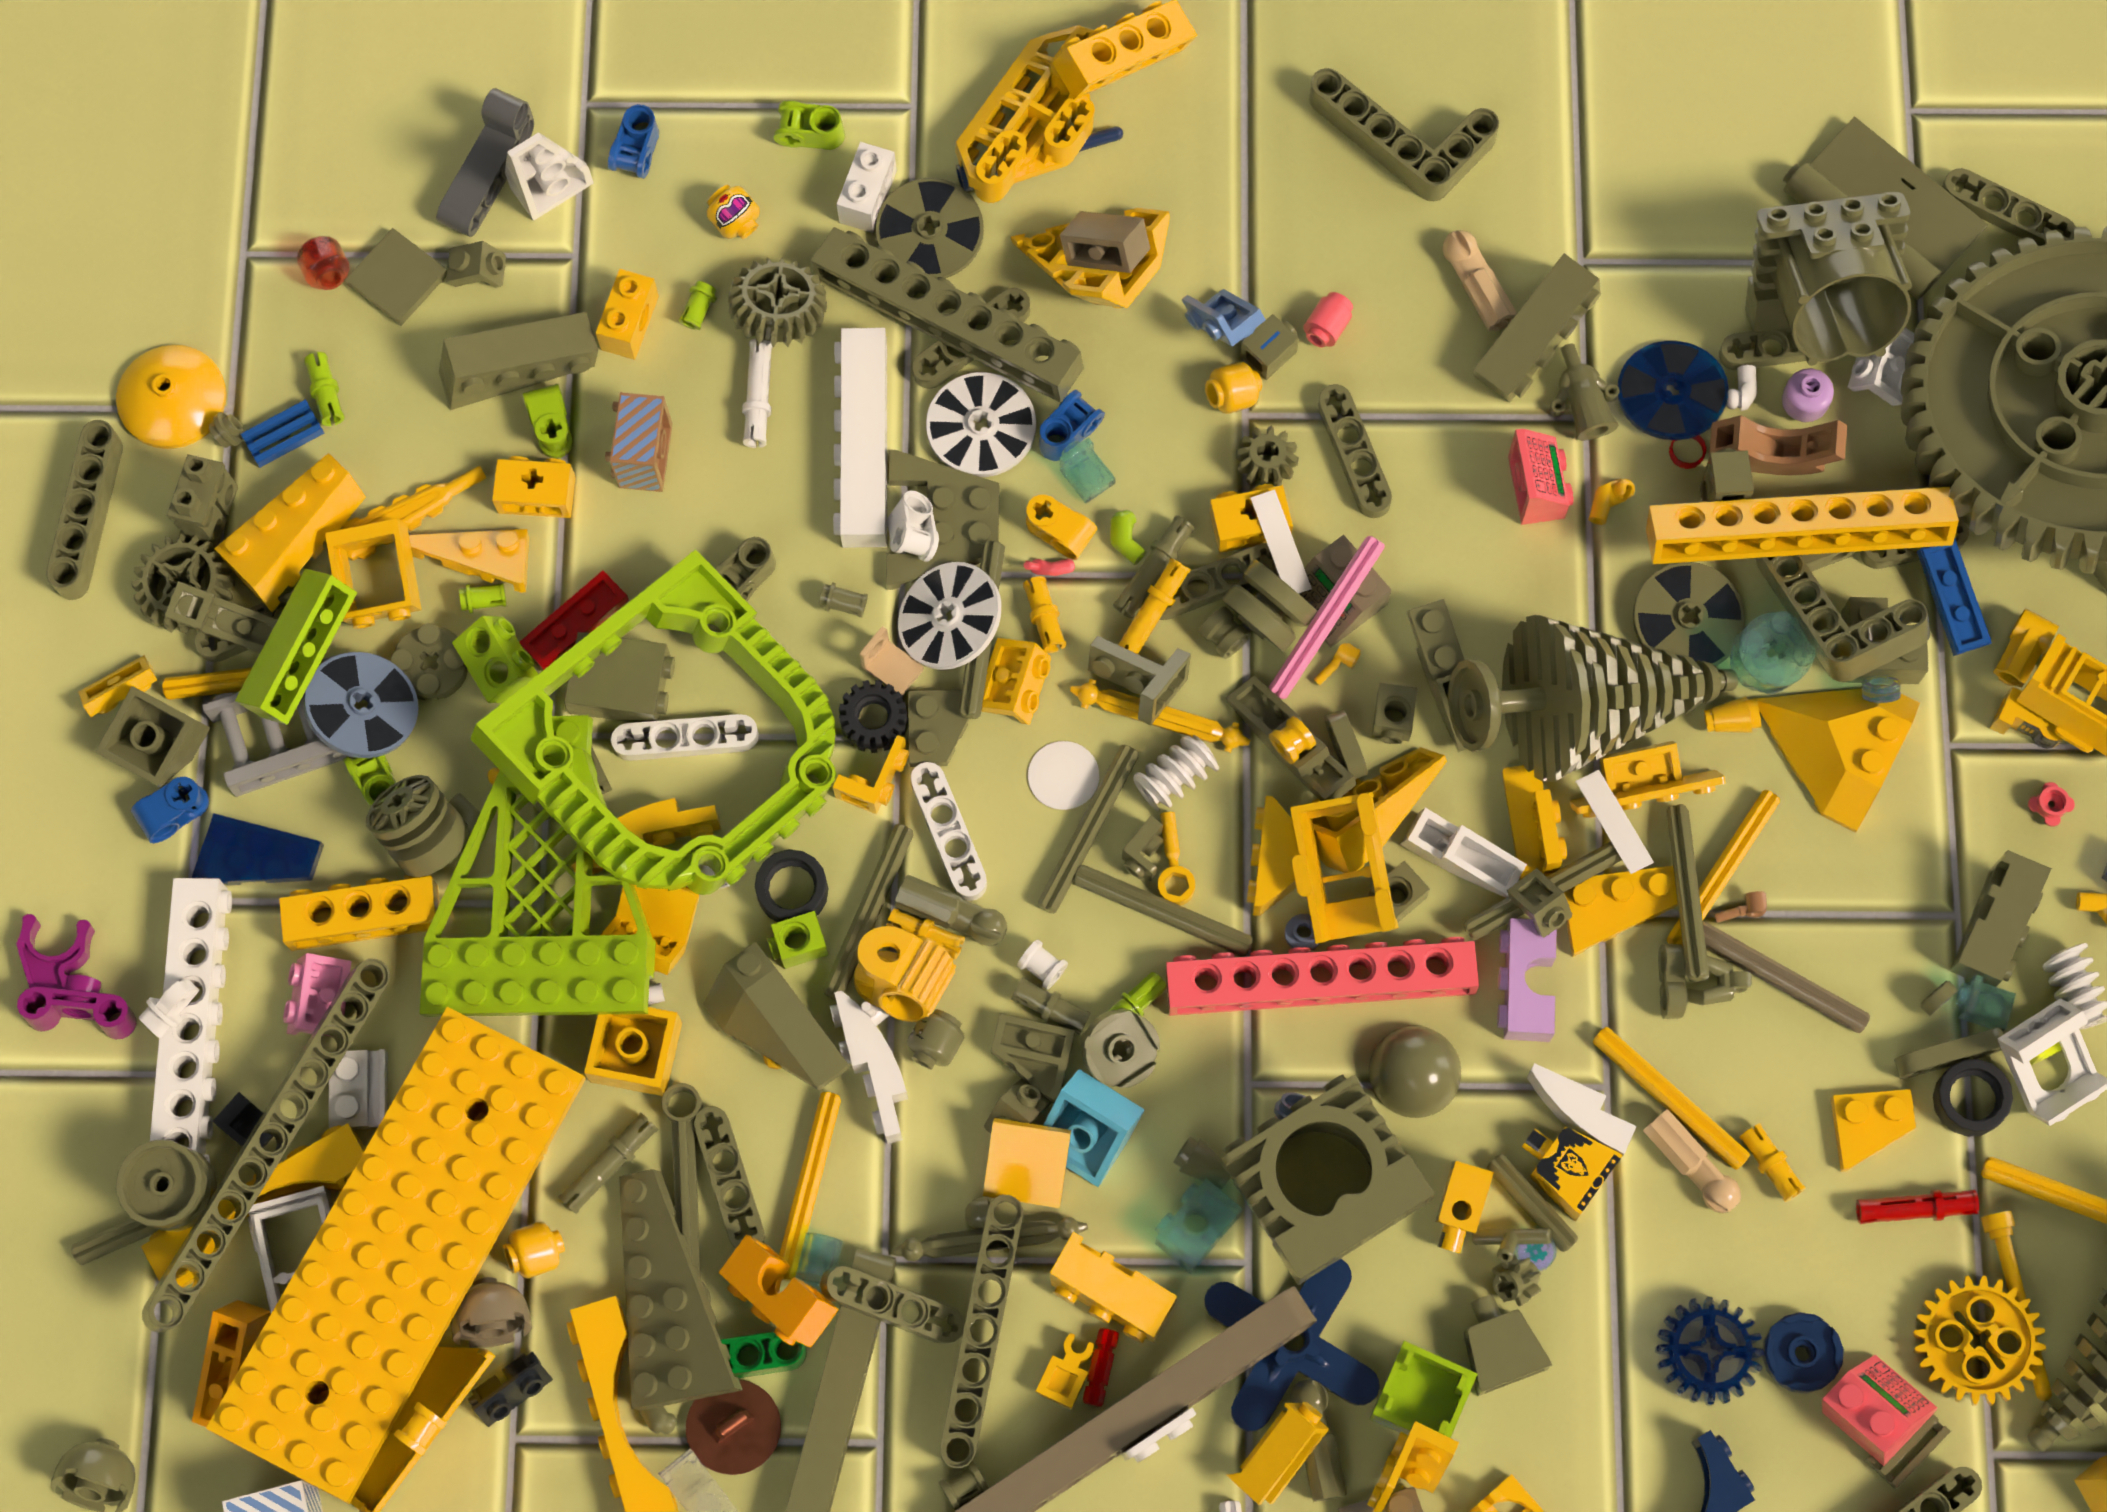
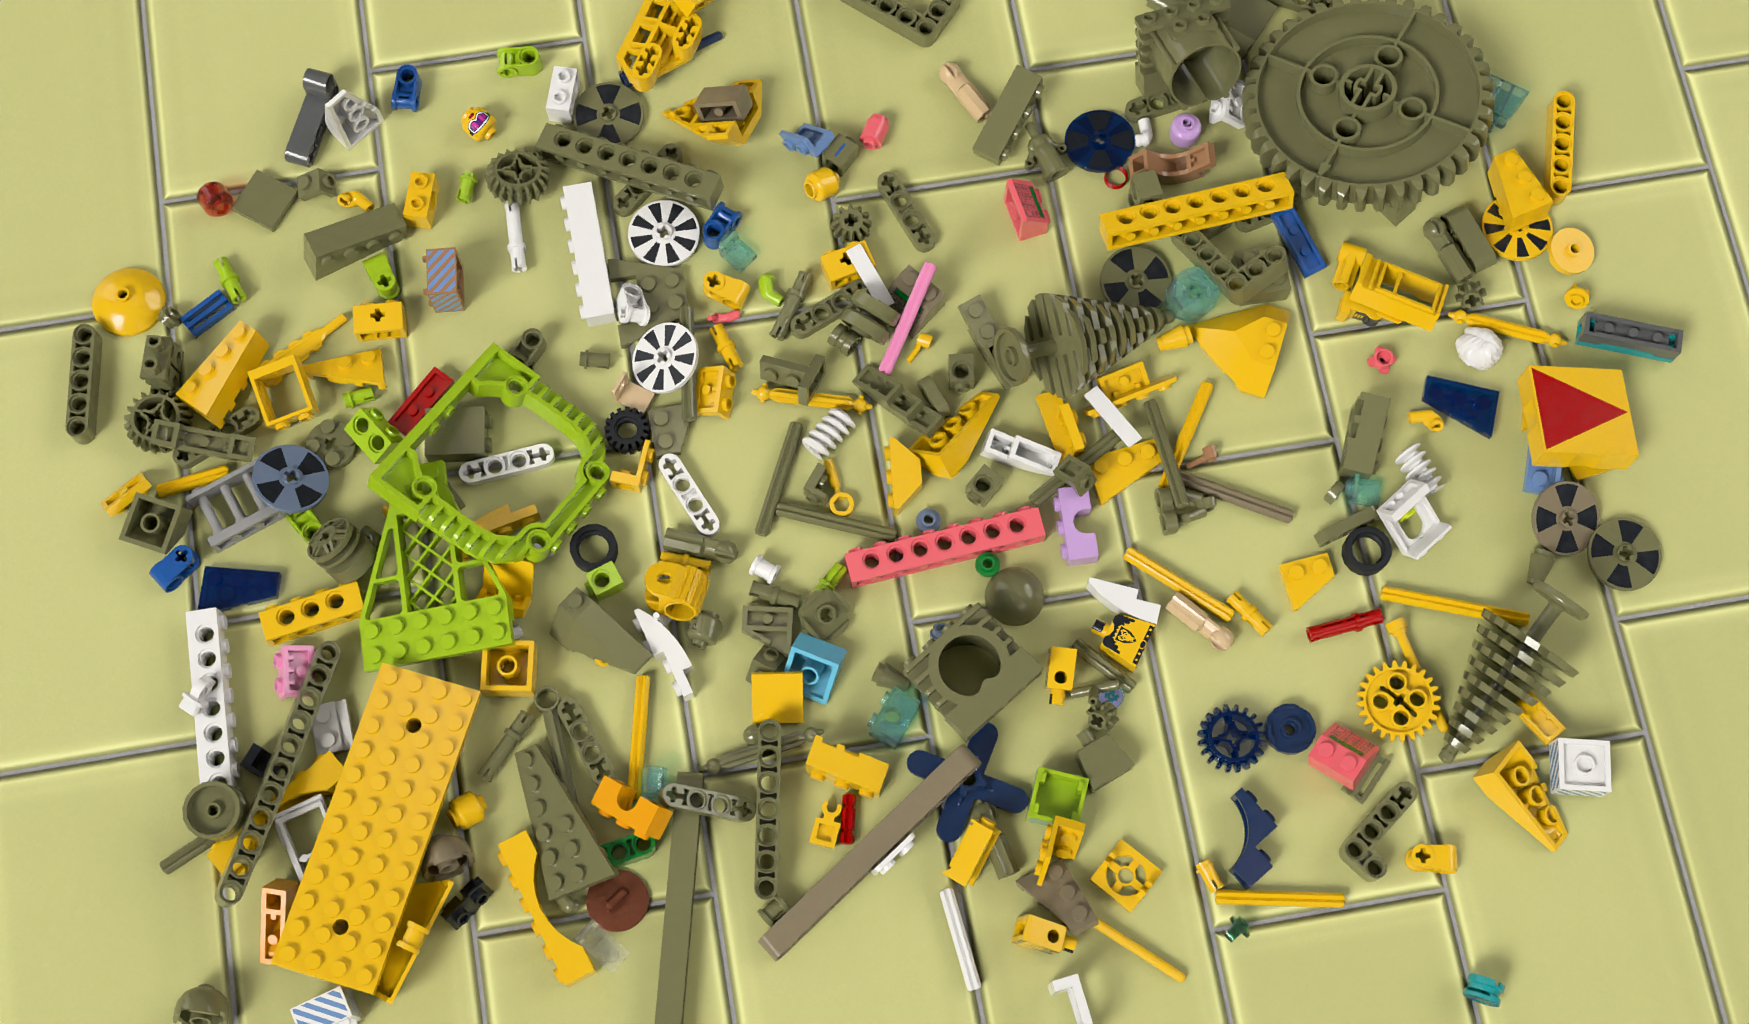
camera: 15 degrees left, 0 degrees up
(65, 993) = (126, 700): magenta piece -> none
(296, 646) = (241, 447): lime brick -> none
(529, 296) = (355, 199): none -> yellow arm
(868, 909) = (646, 554): olive axle -> none
(1063, 775) = (756, 447): white sticker -> none
(1154, 606) = (797, 327): yellow pin -> none
(1292, 739) = (899, 399): yellow wheel -> none
(1348, 916) = (959, 503): yellow piece -> none
(1376, 1026) = (987, 572): none -> green plate
(1609, 496) = (1071, 214): yellow arm -> none
(1881, 689) = (1264, 306): clear light blue tile -> none

